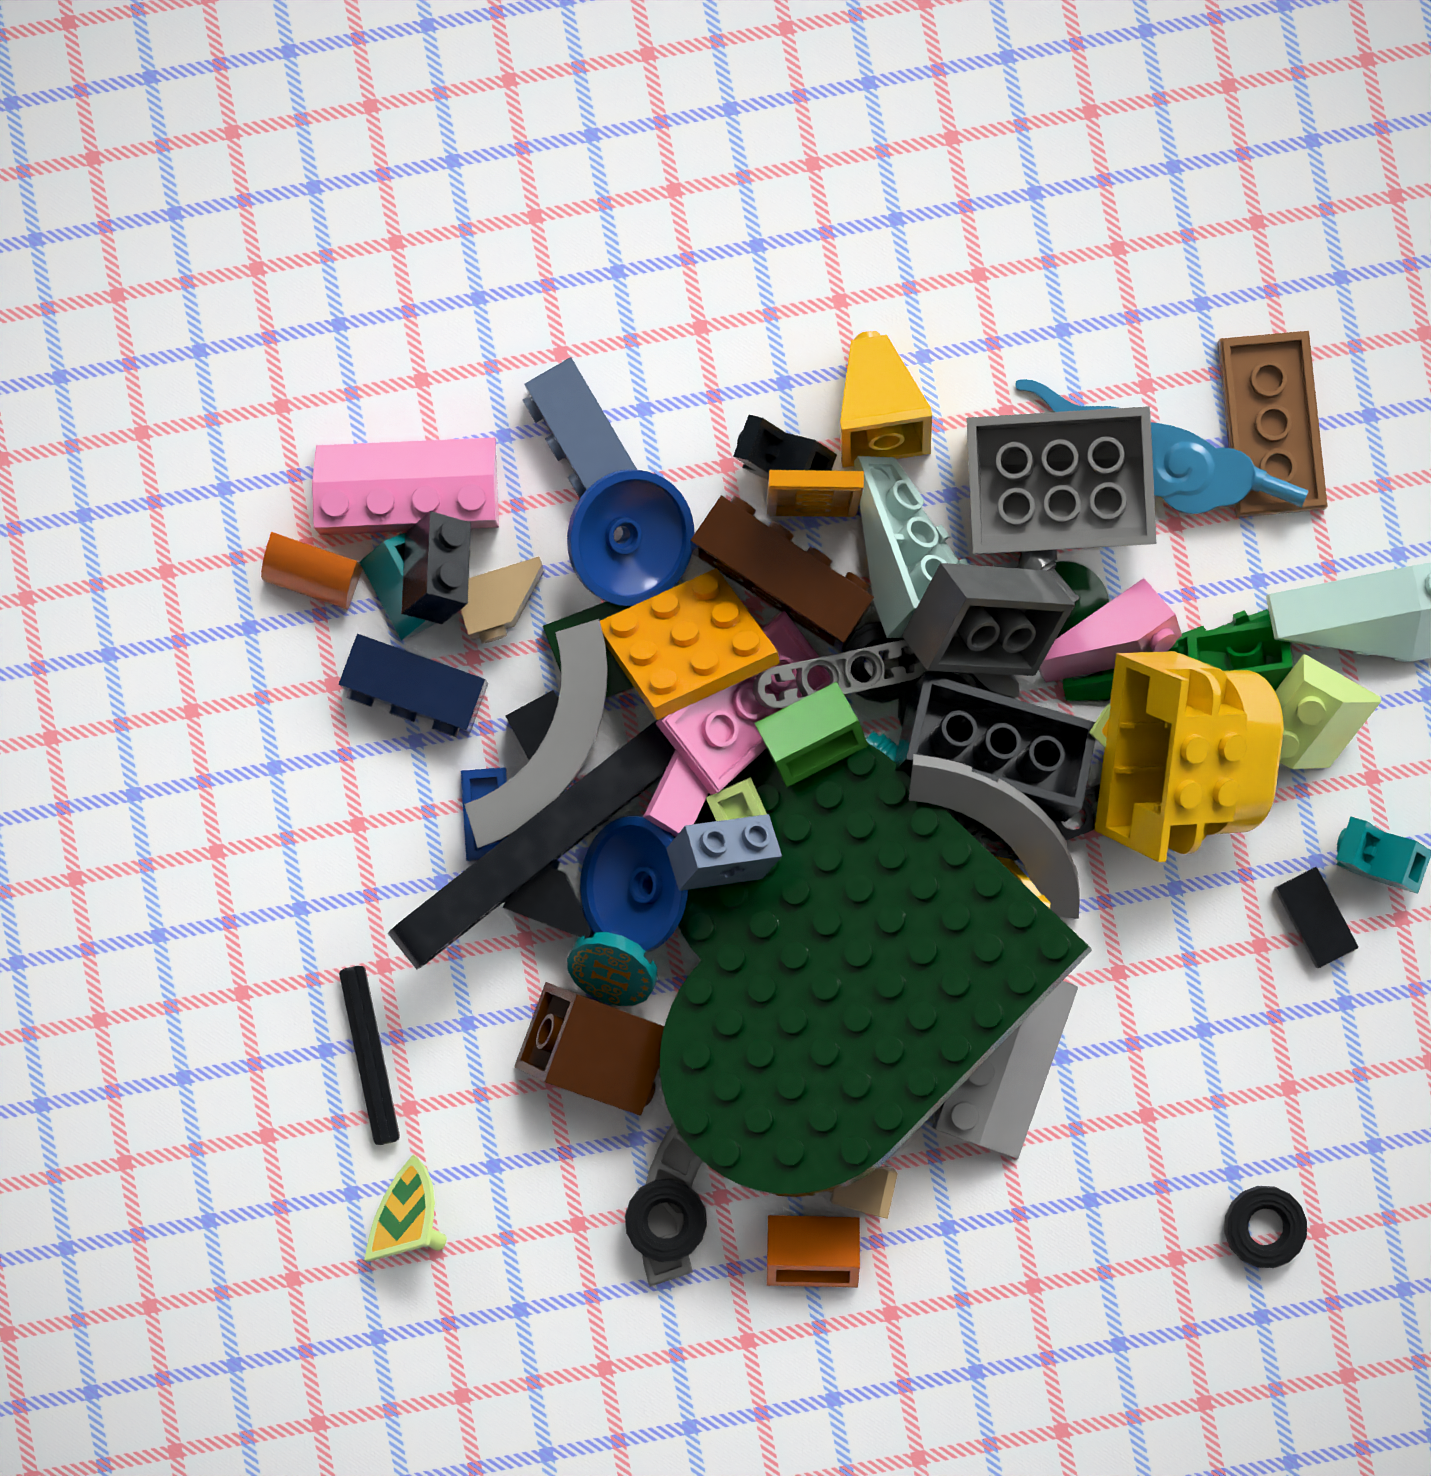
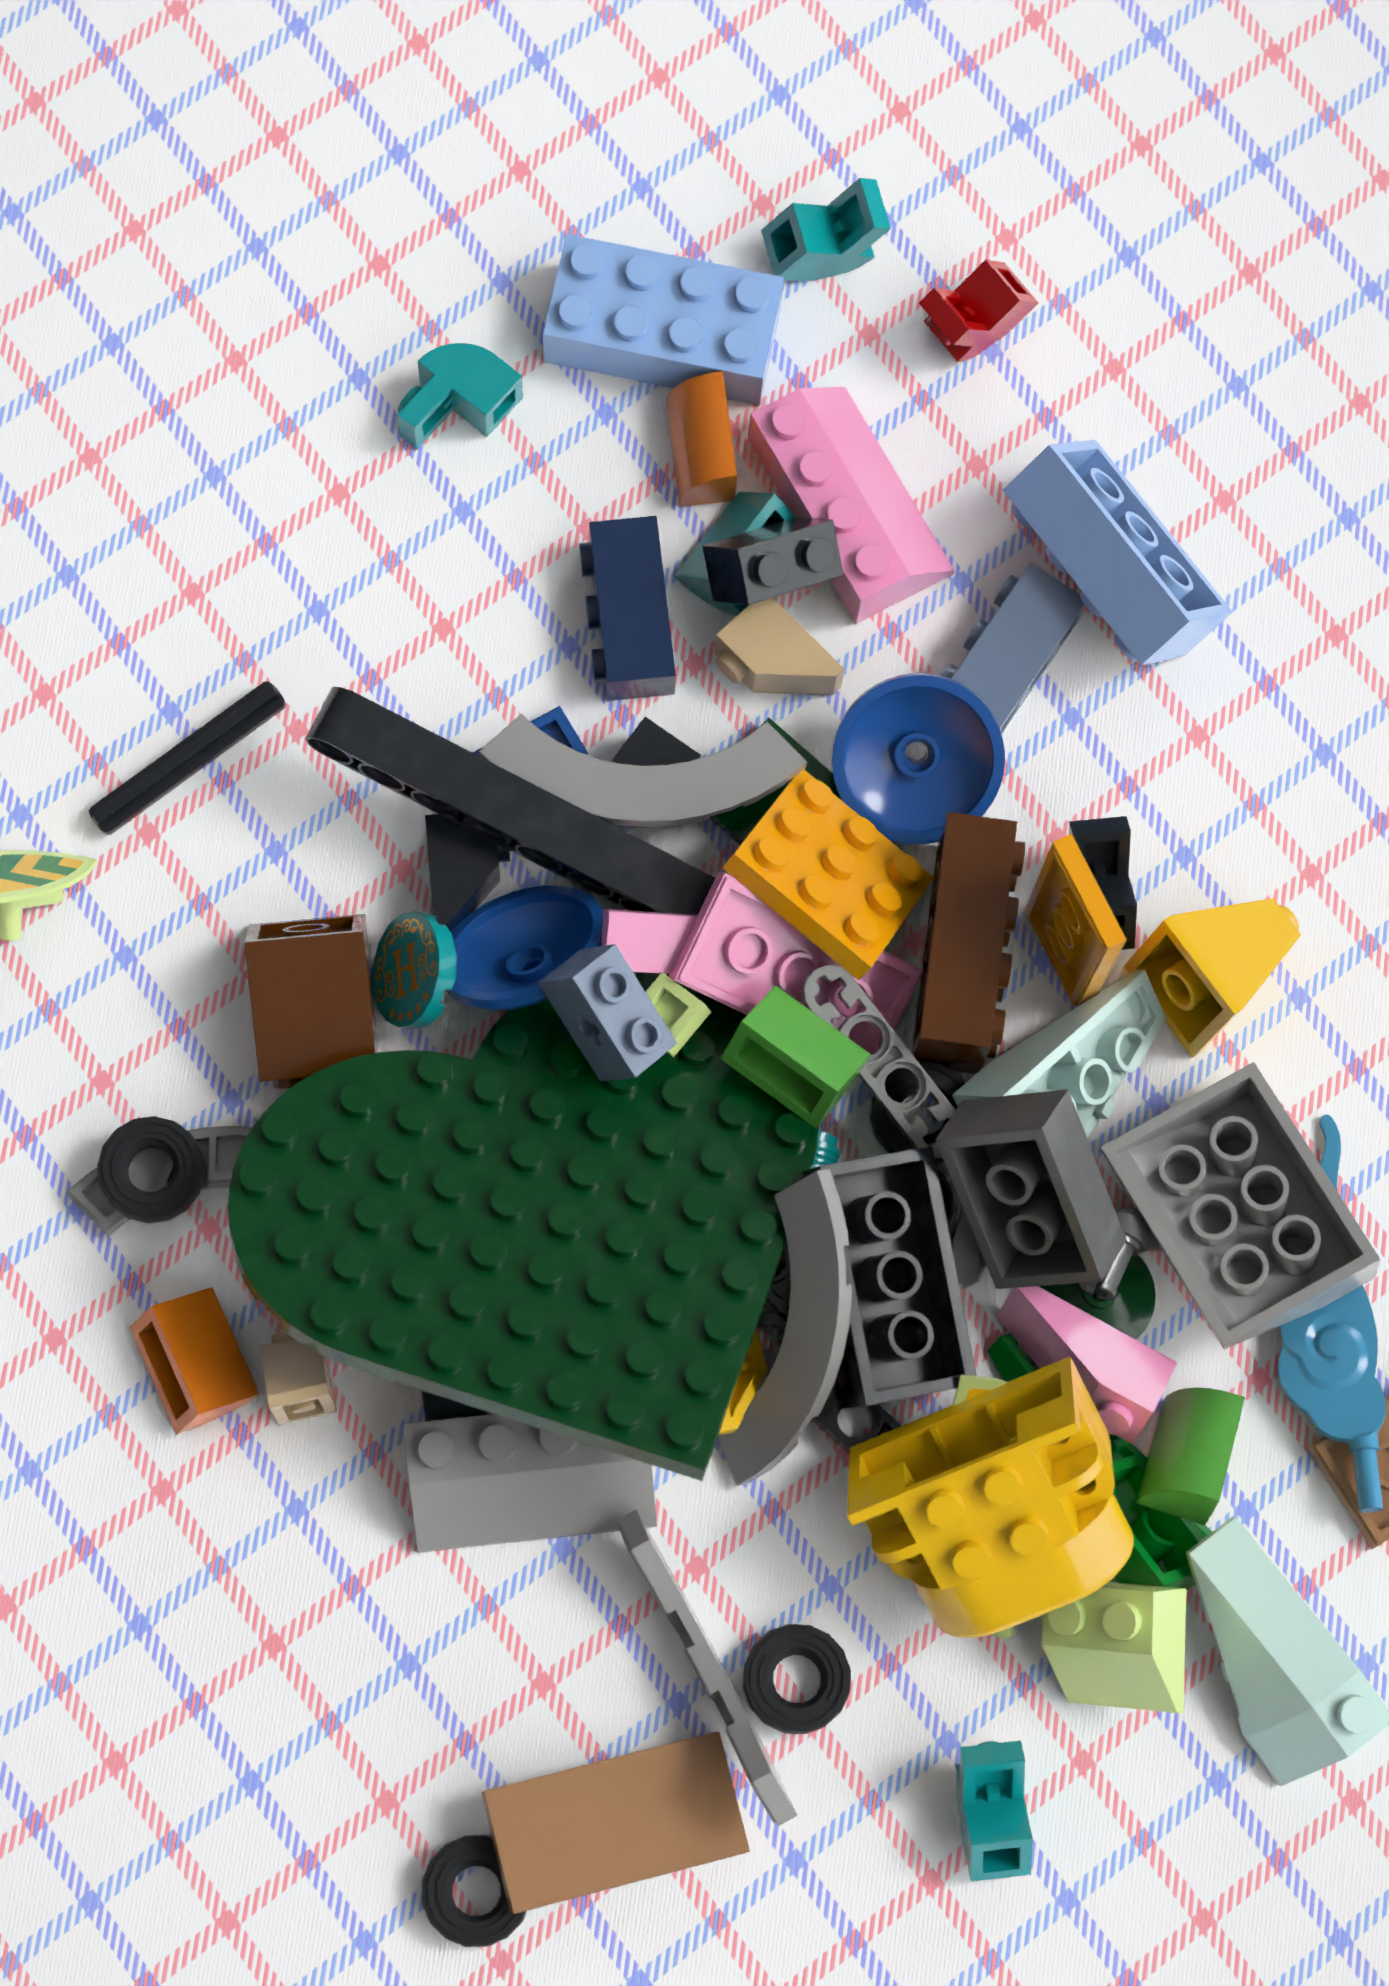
camera: 55 degrees right, 10 degrees down
(177, 721) = (462, 381): none -> teal brick
(197, 401) = (827, 240): none -> teal brick
(202, 552) = (661, 317): none -> light blue brick
(308, 320) = (978, 310): none -> red brick
(547, 318) = (1116, 552): none -> light blue brick
(1198, 999) = (708, 1667): none -> light grey tile
(1208, 599) = (1191, 1452): none -> bright green brick
(1255, 949) = (833, 1670): none -> black tyre
(1267, 1112) = (615, 1822): none -> medium nougat tile
(1316, 917) = (880, 1772): black tile -> none

